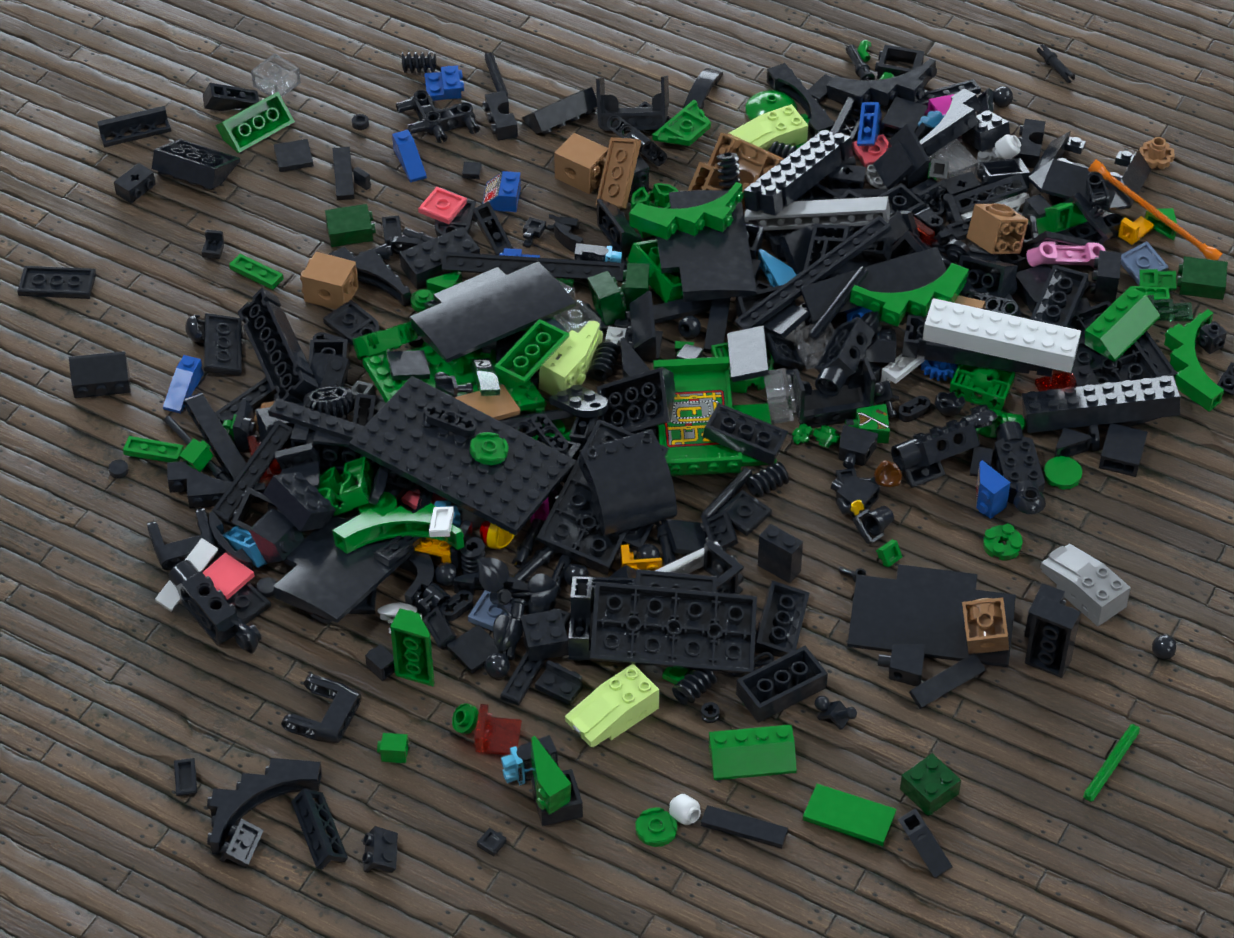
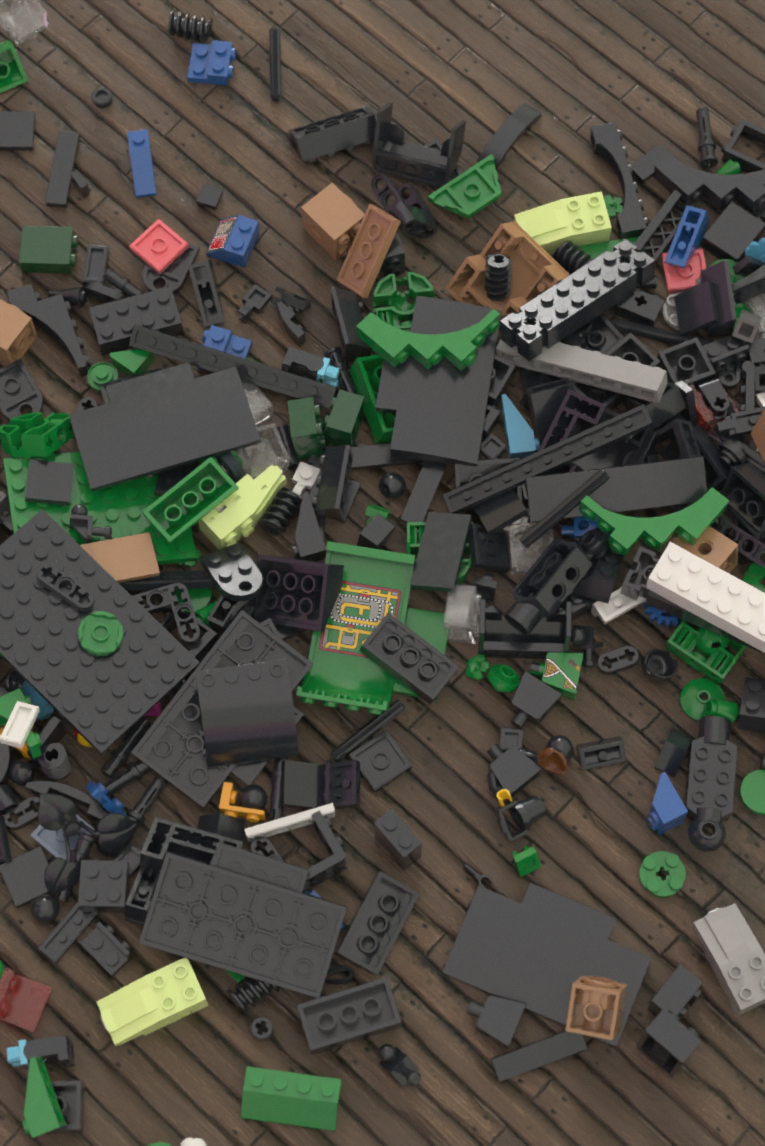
camera: 15 degrees right, 20 degrees up
(436, 120) = (197, 117): black pin -> none
(485, 377) = (131, 518): clear green slope -> none
(497, 109) = (262, 110): black arch -> none
(521, 569) = (99, 792): none -> blue wing
(575, 570) = (165, 806): black piece -> none
(766, 102) = (569, 181): green dish -> none
(767, 478) = (418, 725): black piece -> none
(862, 50) = (716, 115): green arm -> none
(943, 441) = (633, 724): black brick -> none

